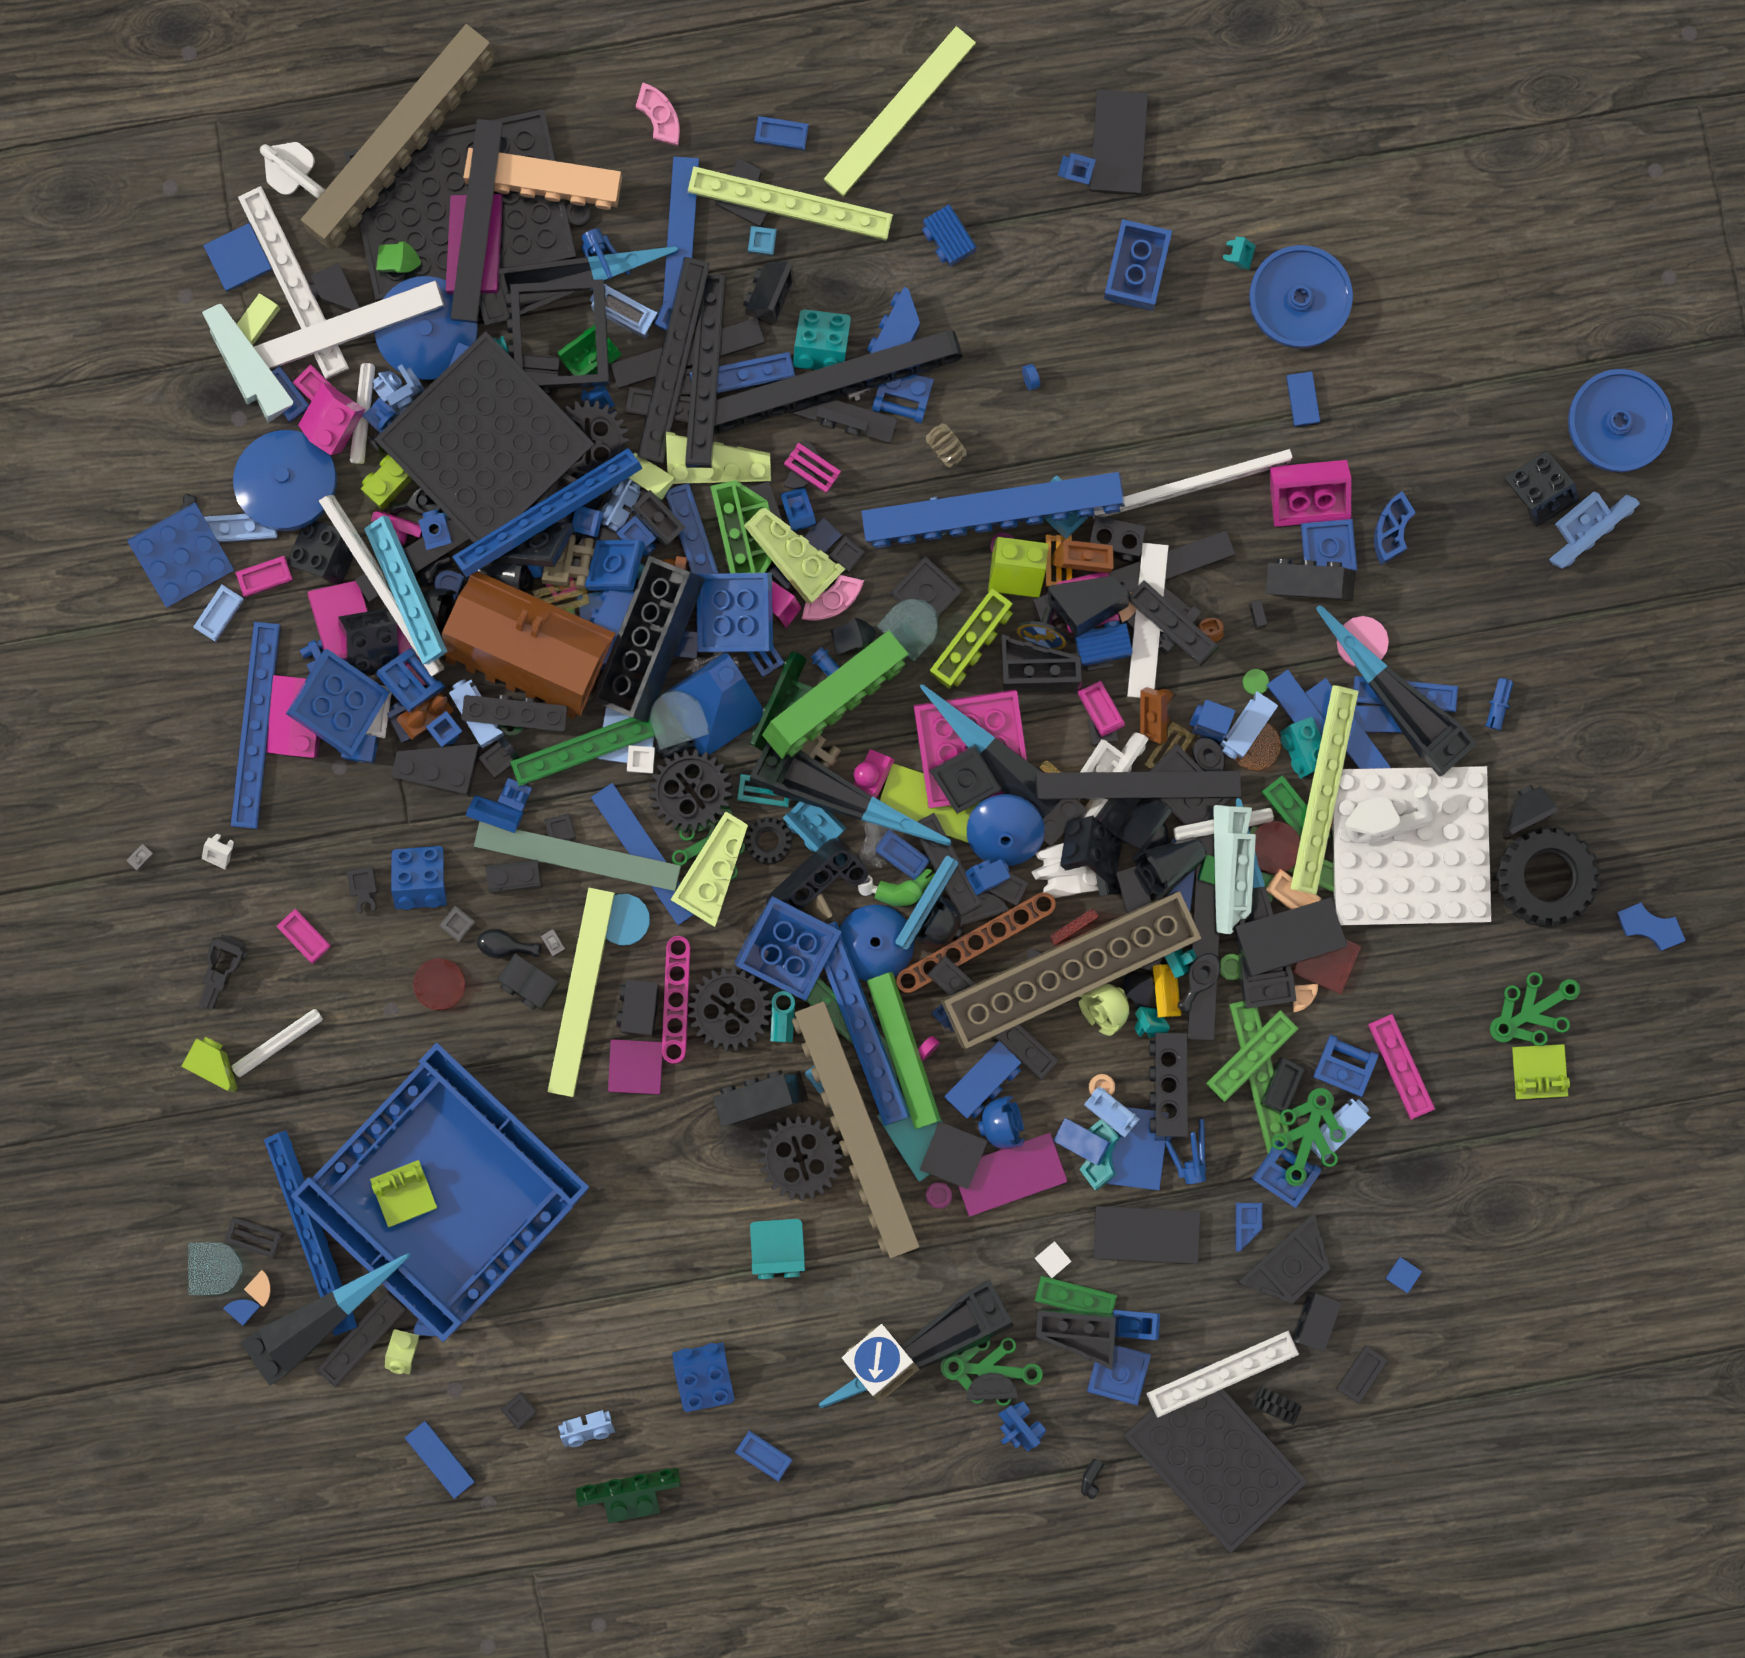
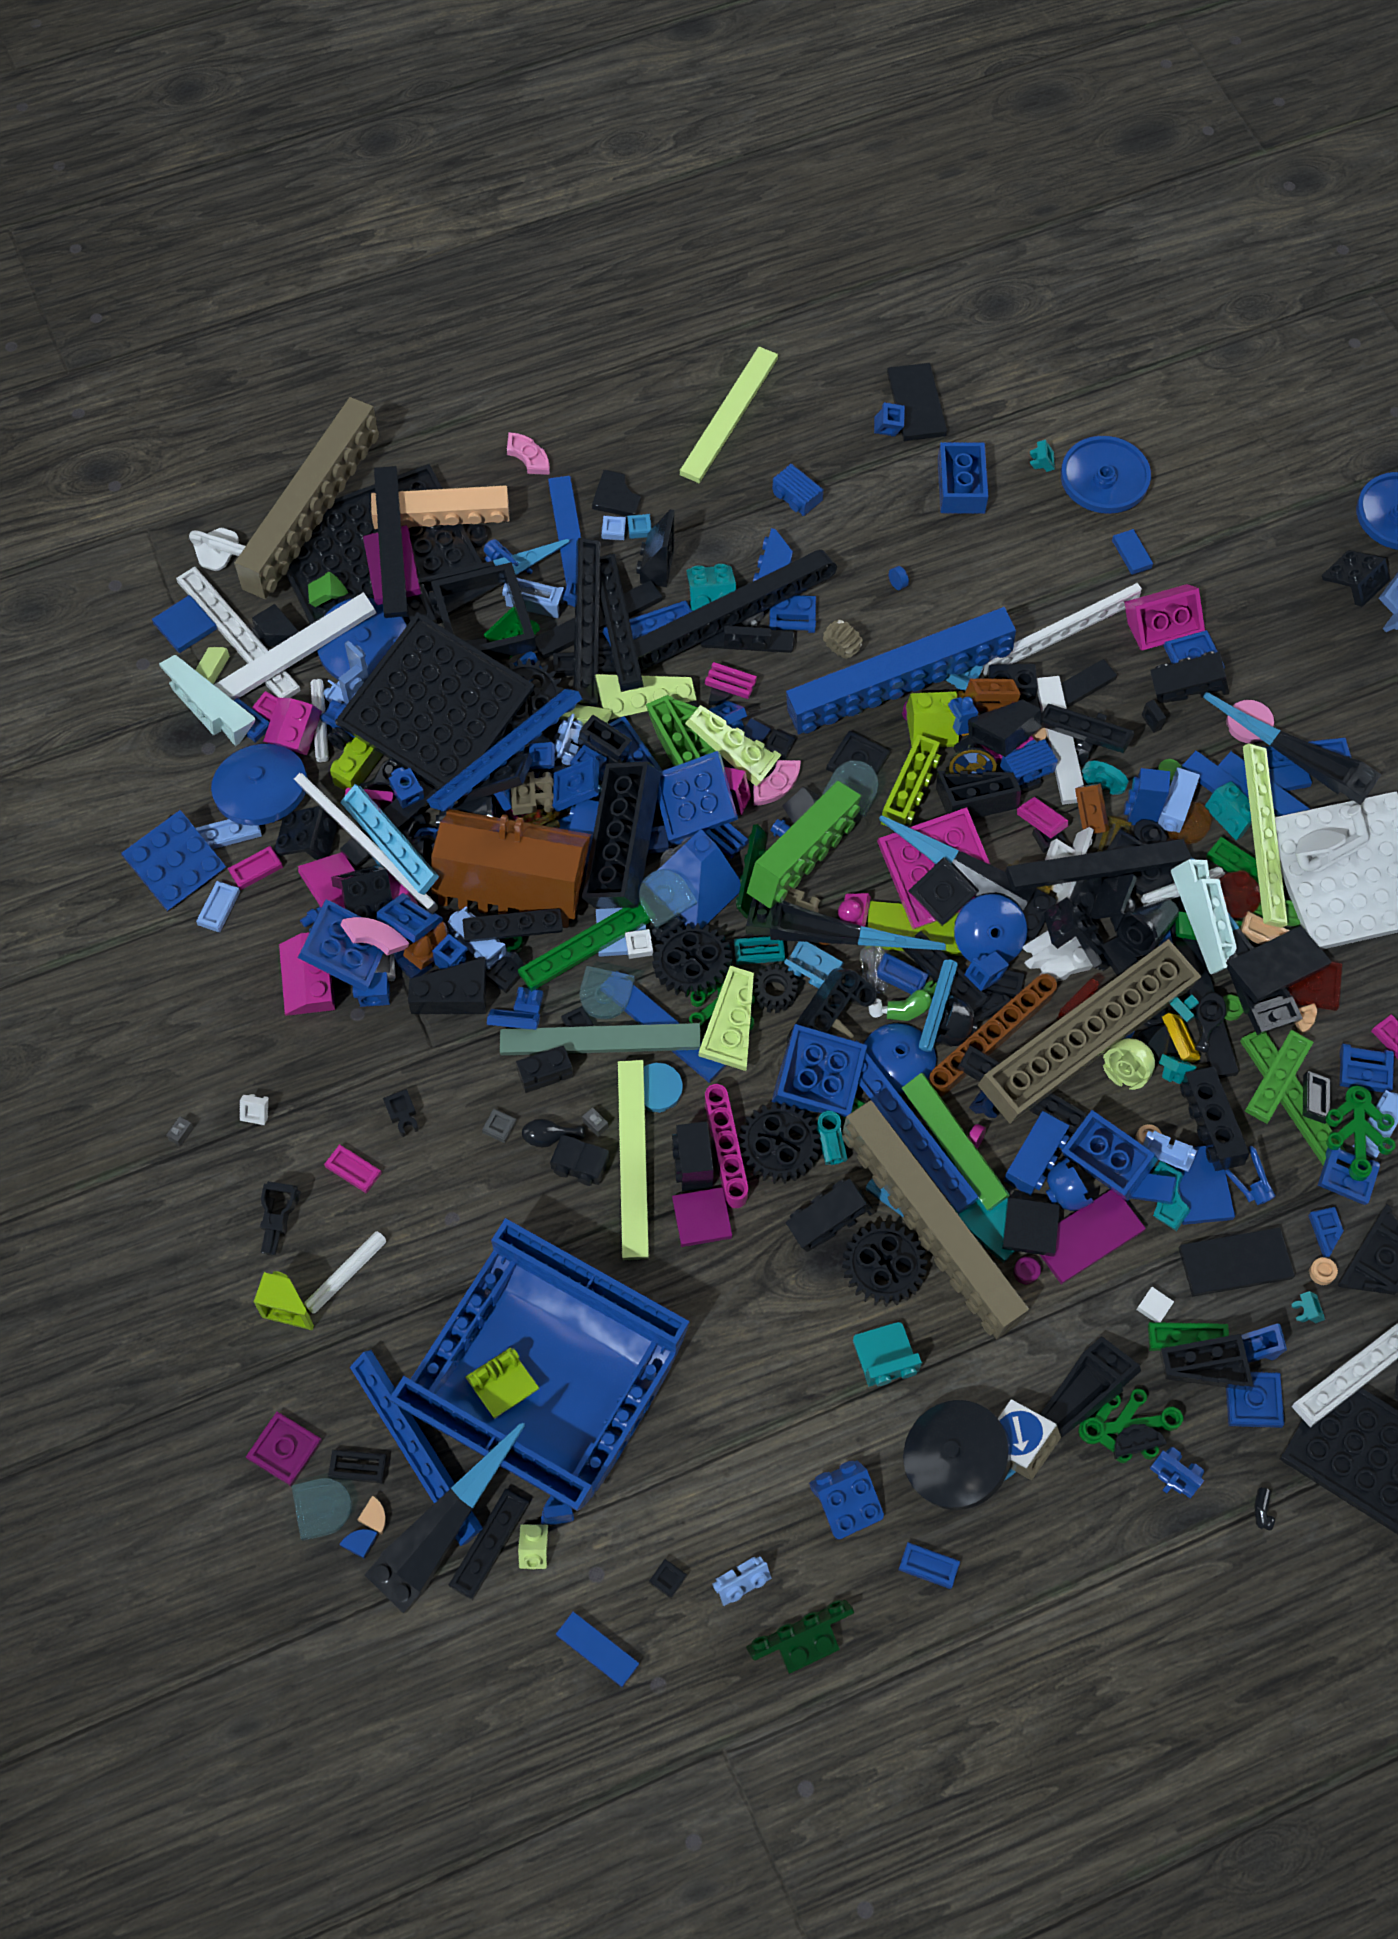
camera: 15 degrees left, 20 degrees down
(187, 1204) = (284, 1449): none -> magenta tile
(255, 726) = (270, 995): blue tile -> none
(370, 695) = (374, 933): none -> bright pink tile
(418, 878) = (453, 1092): blue bracket -> none
(438, 984) = (493, 1182): clear red dish -> none
(594, 806) = (605, 992): none -> clear light blue tile
(733, 236) = (613, 527): none -> light blue tile
(781, 133) = (634, 447): blue tile -> none
(790, 203) = (655, 492): yellowish green tile -> none
(815, 1363) = (957, 1455): none -> black dish
(1046, 573) = (963, 710): none -> blue piece
(1049, 1105) = (1109, 1155): none -> blue brick
(1178, 681) = (1109, 776): none -> teal tile
(1202, 1299) = (1311, 1307): none -> teal tile
(1229, 1264) = (1323, 1271): none -> light nougat tile
(1390, 528) = (1244, 628): blue brick -> none
(1499, 704) = (1386, 744): blue axle -> none

